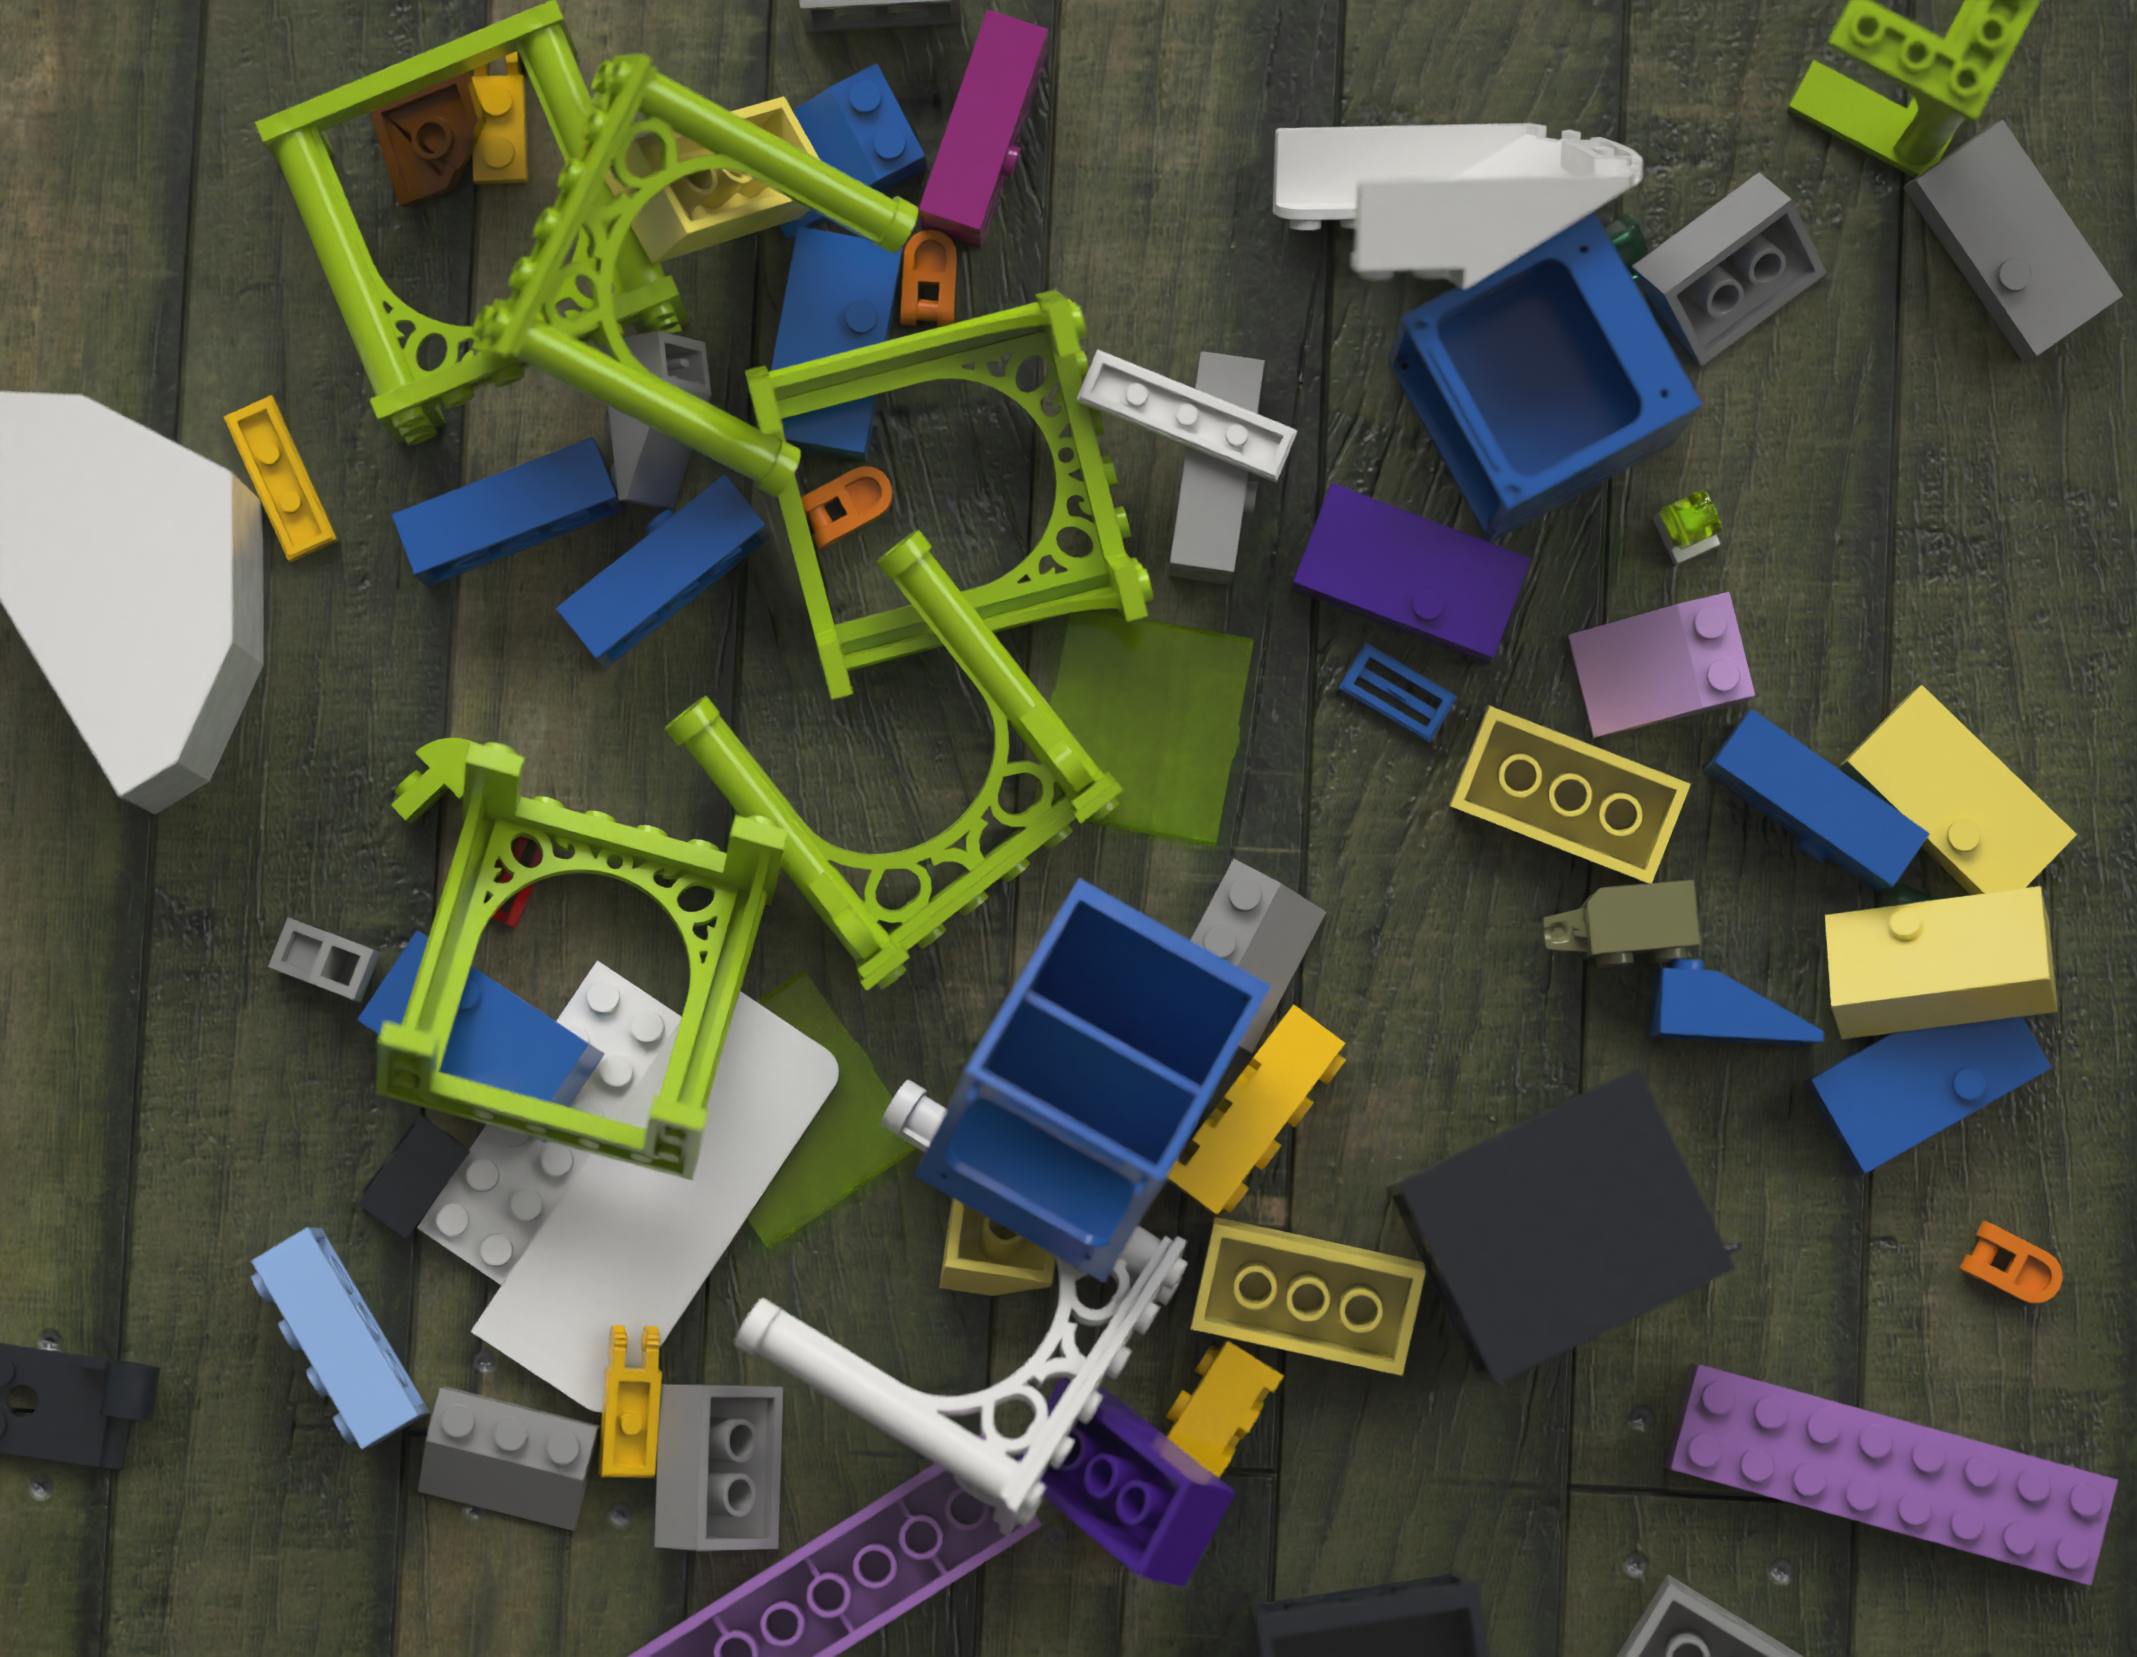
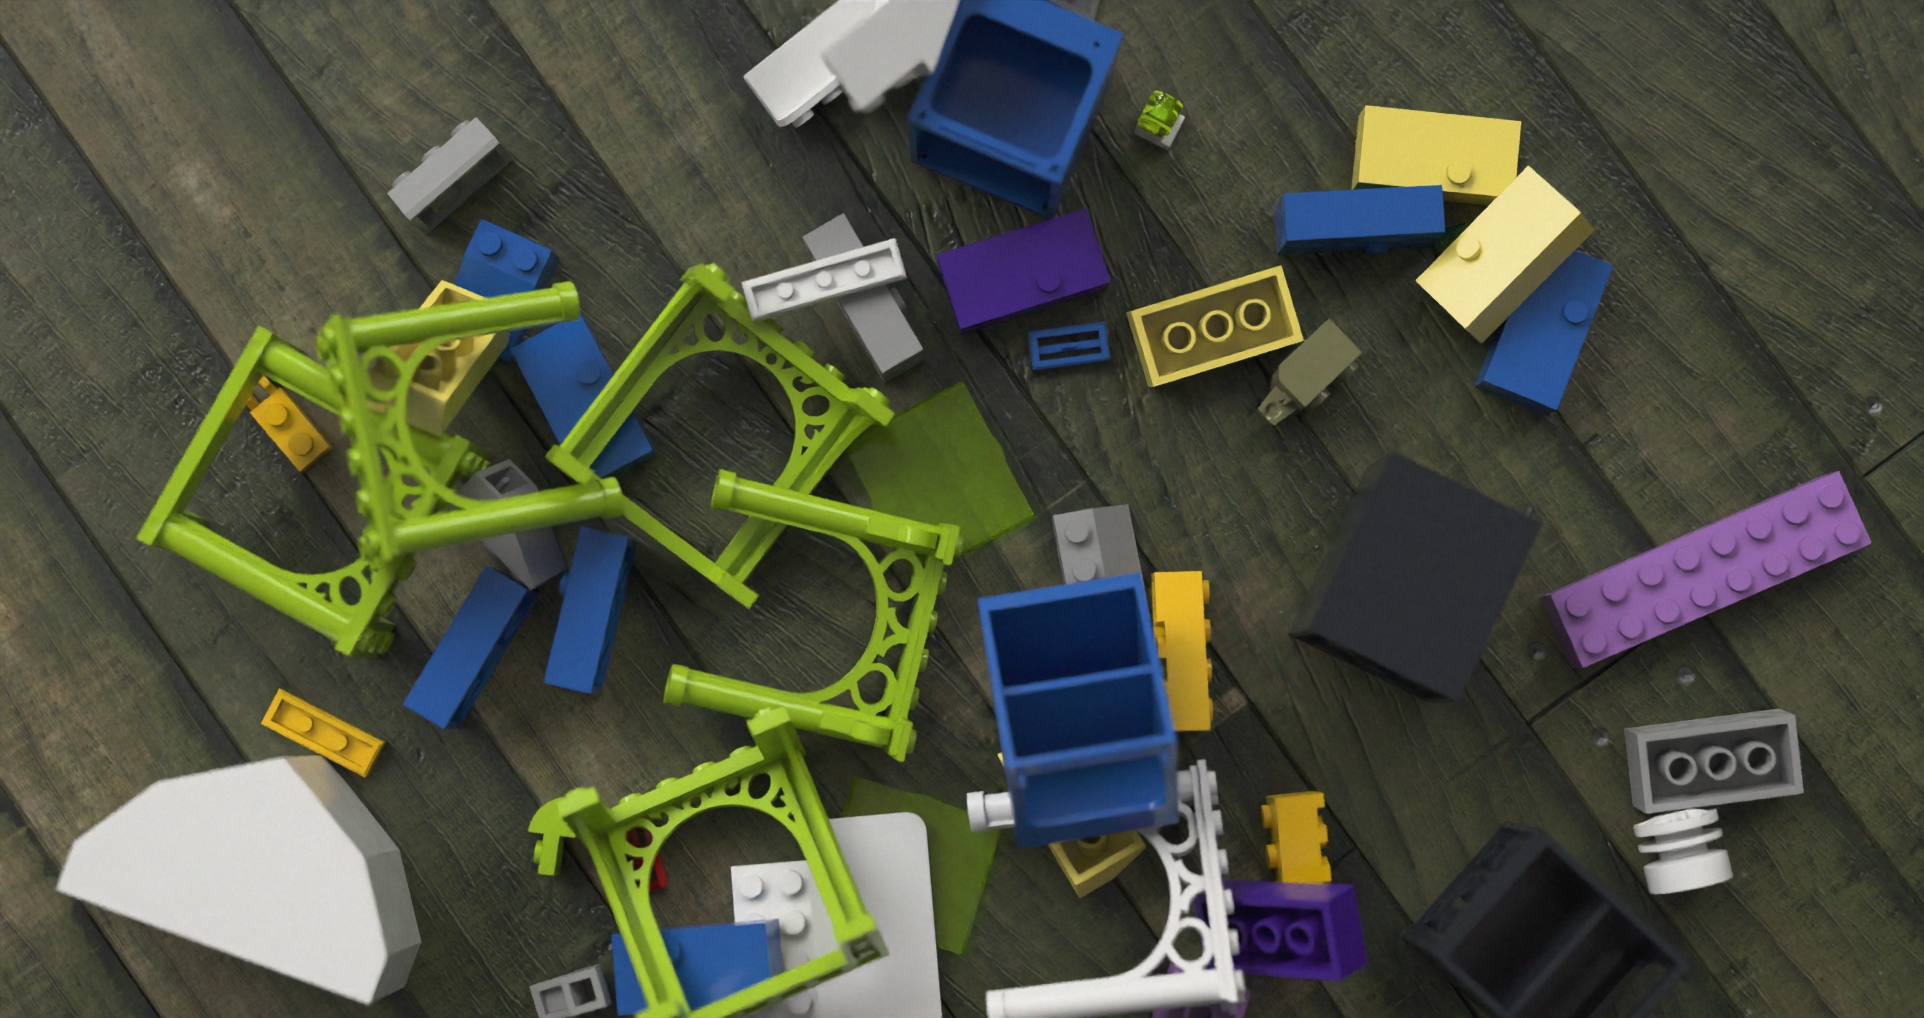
camera: 40 degrees left, 0 degrees up
(429, 138) = (252, 466): reddish brown plate -> none
(863, 495) = (670, 474): orange plate -> none
(932, 261) = (602, 310): orange plate -> none
(984, 129) = (574, 208): magenta brick -> none
(1308, 1296) = (1295, 733): light yellow brick -> none
(1662, 665) = (1207, 211): lavender slope -> none
(1713, 1007) = (1384, 388): blue slope -> none
(2030, 1275) = (1690, 395): orange plate -> none

